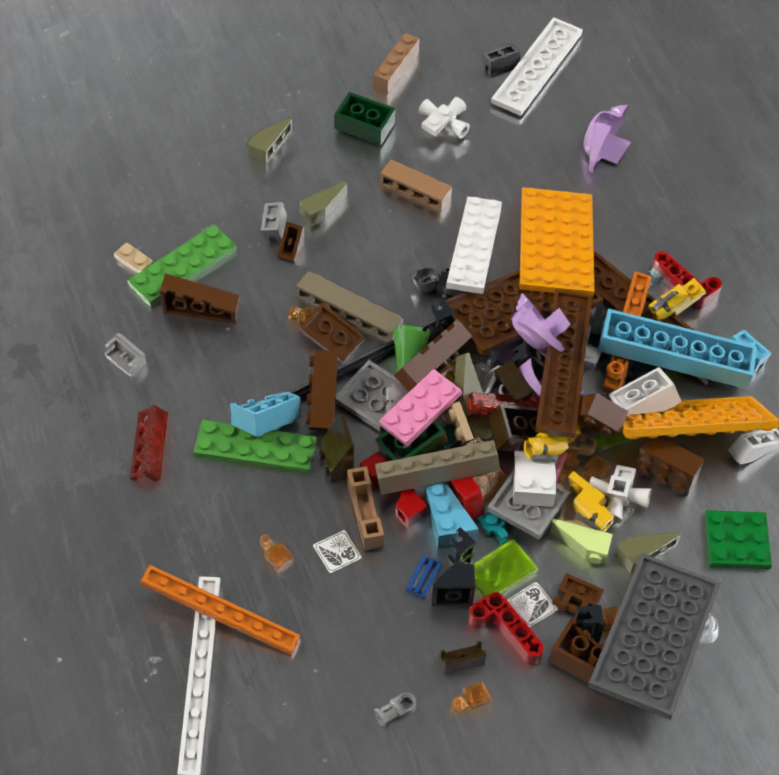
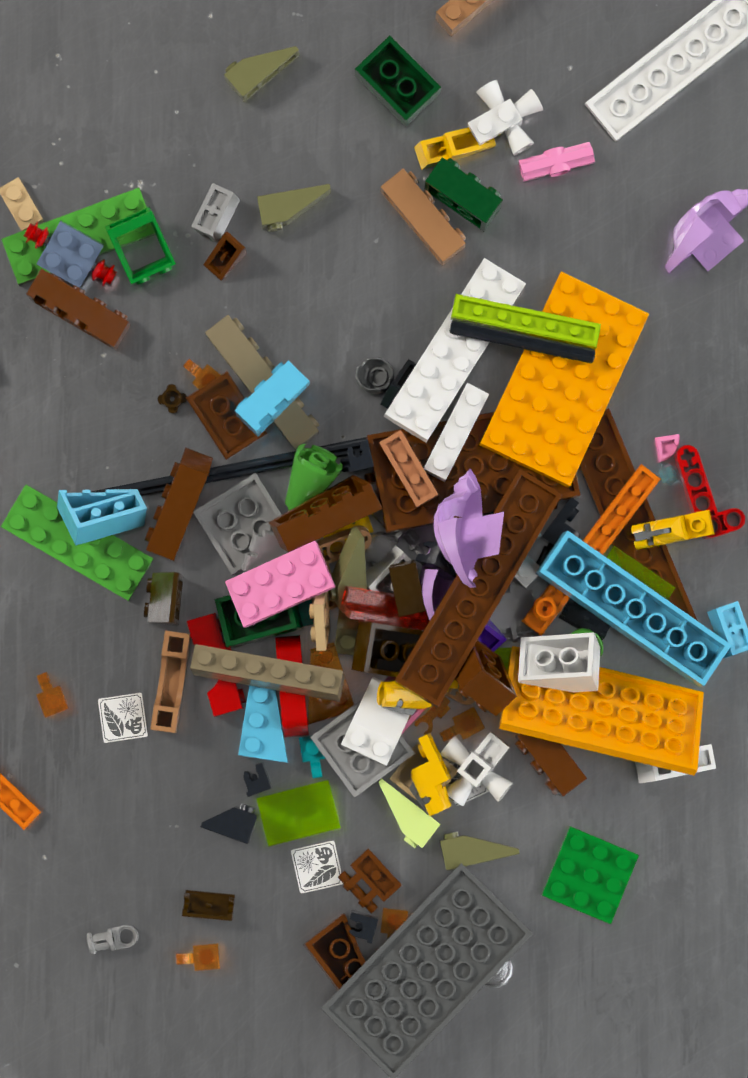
camera: 20 degrees right, 30 degrees up
(182, 265) = (70, 254): none -> sand blue plate
(243, 244) = (130, 223): none -> green window
(288, 332) = (171, 391): none -> dark brown plate
(361, 303) = (271, 397): none -> medium azure wedge
(416, 145) = (451, 145): none -> yellow slope
(431, 562) = (192, 803): blue tile -> none
(438, 160) = (463, 193): none -> dark green brick
(479, 308) = (409, 468): none -> nougat plate
(488, 133) = (556, 161): none -> bright pink piece
(499, 285) = (455, 432): none -> white plate
(501, 60) = (629, 36): black hinge -> none
(508, 629) = (274, 893): red beam -> none
(514, 213) = (526, 321): none -> lime tile
(518, 222) = (522, 341): none -> black axle
(643, 263) = (666, 446): none -> bright pink tile

